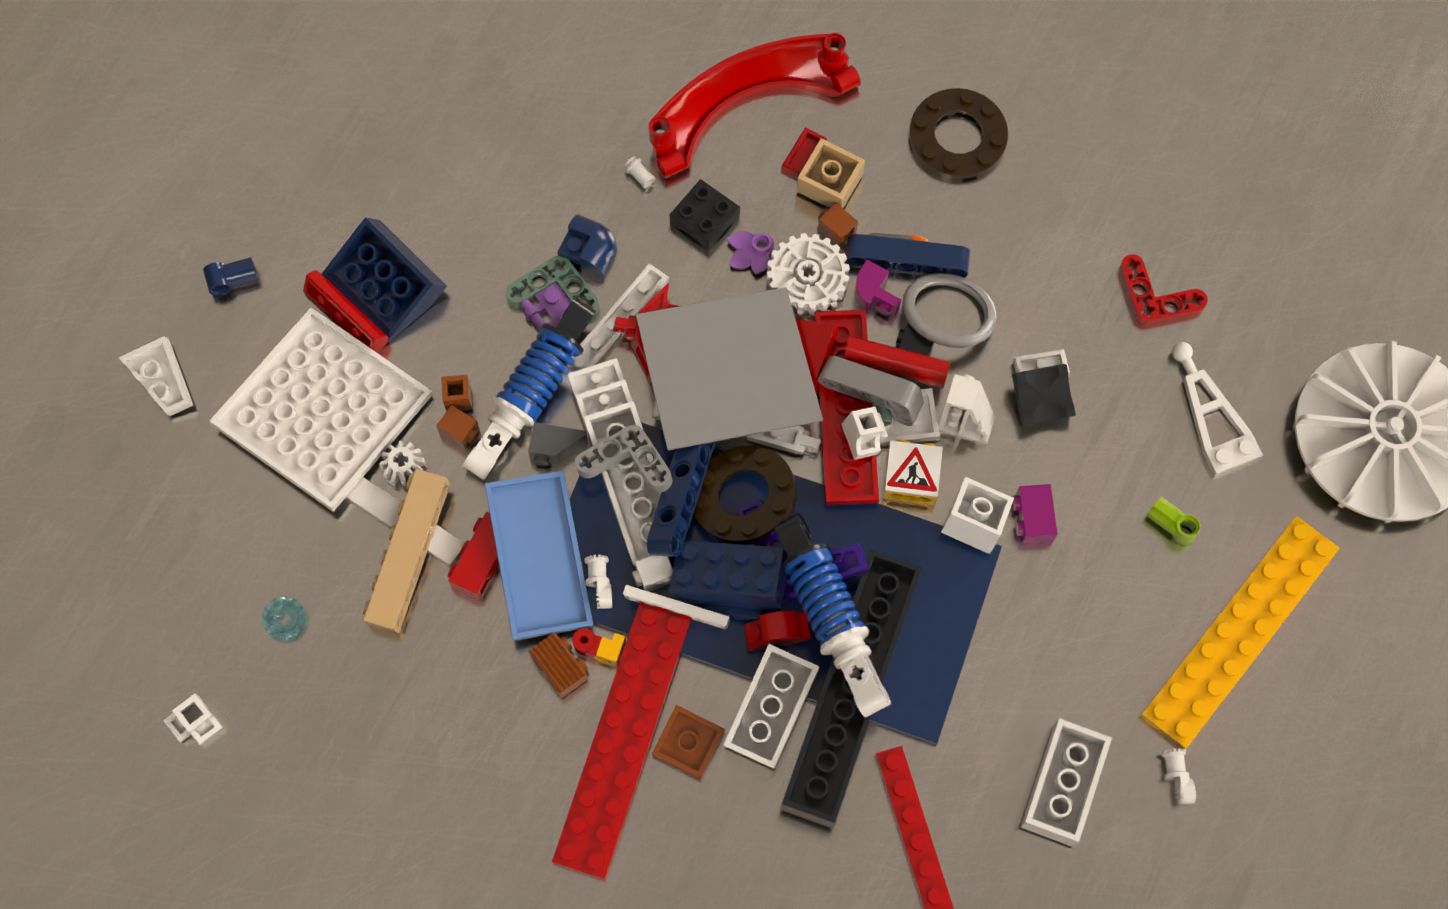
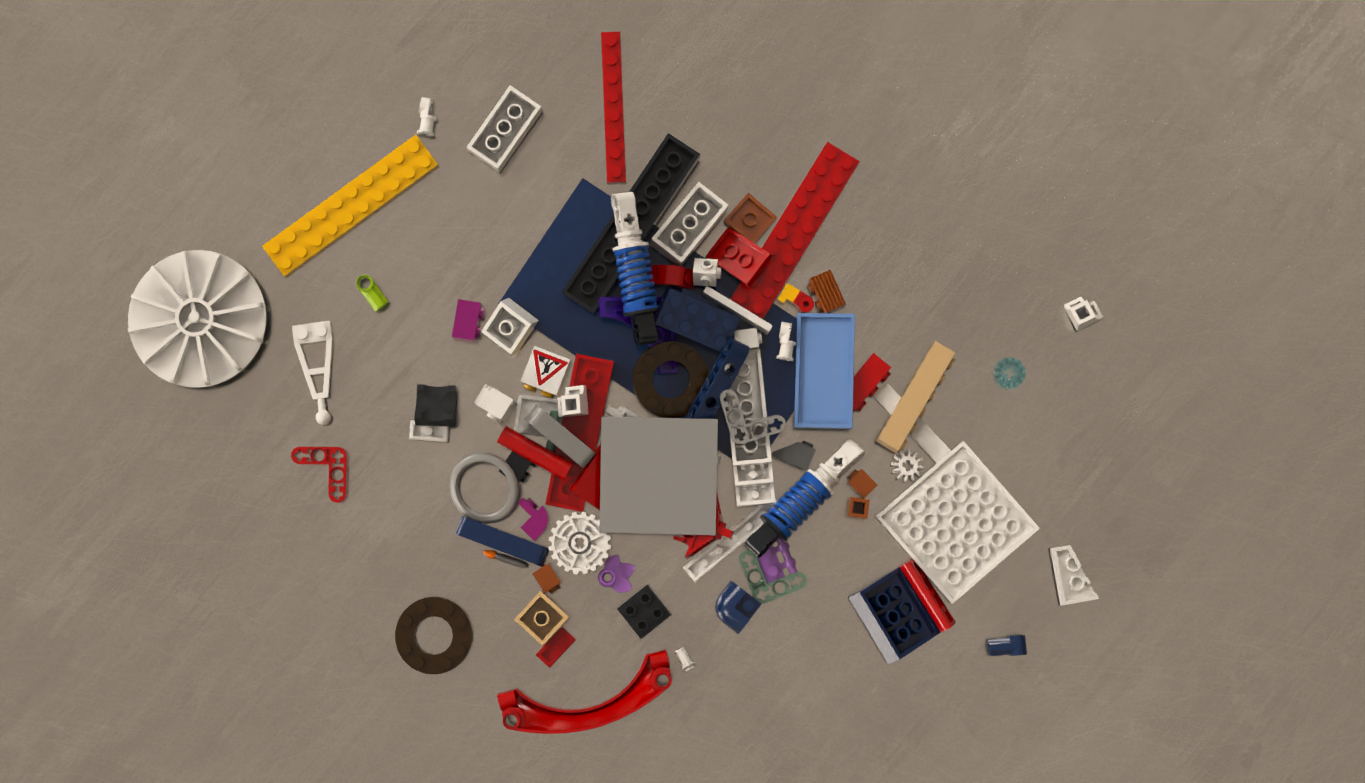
camera: 160 degrees left, 15 degrees up
(691, 680) = (739, 256): none -> red plate
(731, 646) = (706, 272): none -> white brick

